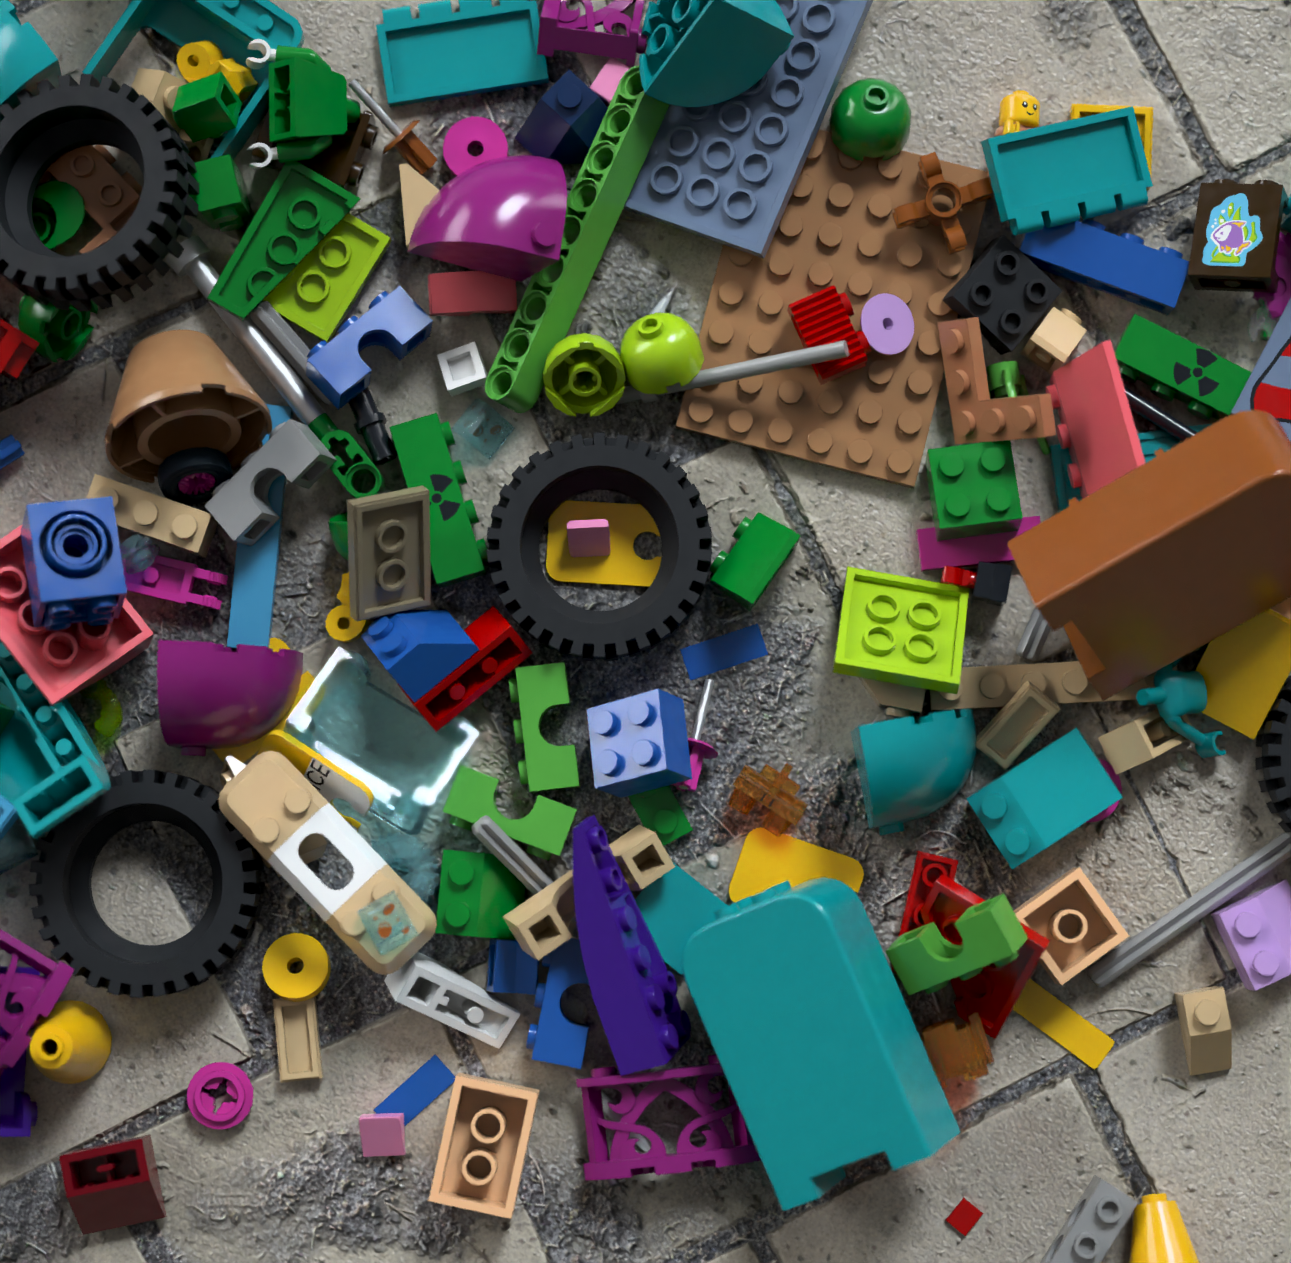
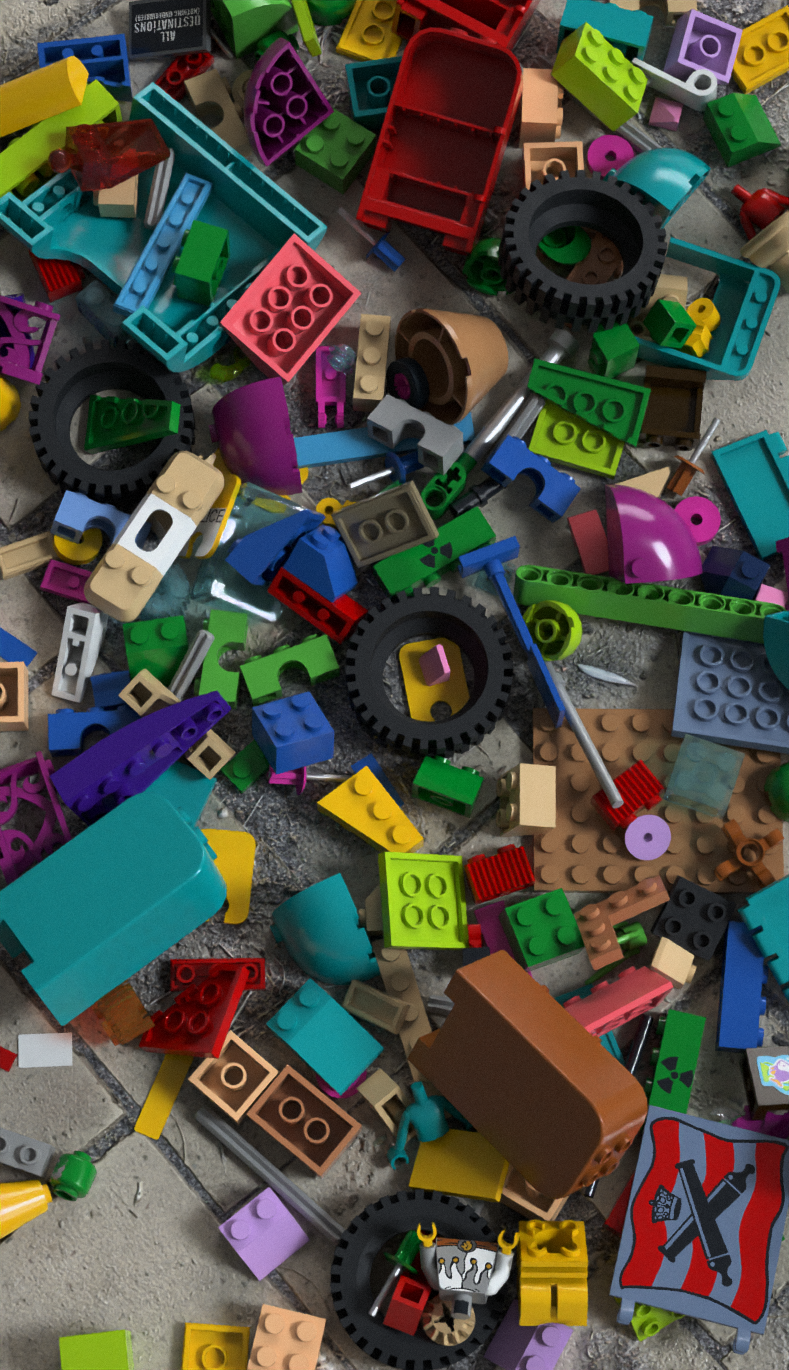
camera: 70 degrees right, 10 degrees down
(73, 562) = (303, 311): blue brick -> none
(155, 861) = (128, 421): none -> green wing
(264, 956) = (80, 513): none -> medium blue arch
(304, 103) = (692, 388): green torso -> none
(307, 521) = (395, 468): none -> blue piece
(350, 992) = (65, 581): none -> dark pink hinge
(387, 923) = (119, 580): clear light blue slope -> none
(388, 726) = (267, 550): none -> blue slope
(462, 368) = (535, 549): white plate -> none
(472, 428) = (490, 560): none -> blue piece
(660, 353) = (582, 680): lime cylinder -> none
(769, 667) = (371, 814): none -> yellow wedge
(773, 791) = (282, 839): clear orange hips -> none
(801, 465) = (527, 800): none -> tan slope
(827, 231) = (703, 776): none -> clear light blue brick
(884, 526) = (498, 874): none -> red brick
(928, 960) = (210, 1007): bright green arch -> none
(967, 1161) = (45, 1050): none -> white sticker
(1140, 1159) = (73, 1176): none -> green head
(1145, 849) = (304, 1121): none -> nougat brick
(1205, 1029) = (180, 1202): tan slope -> none

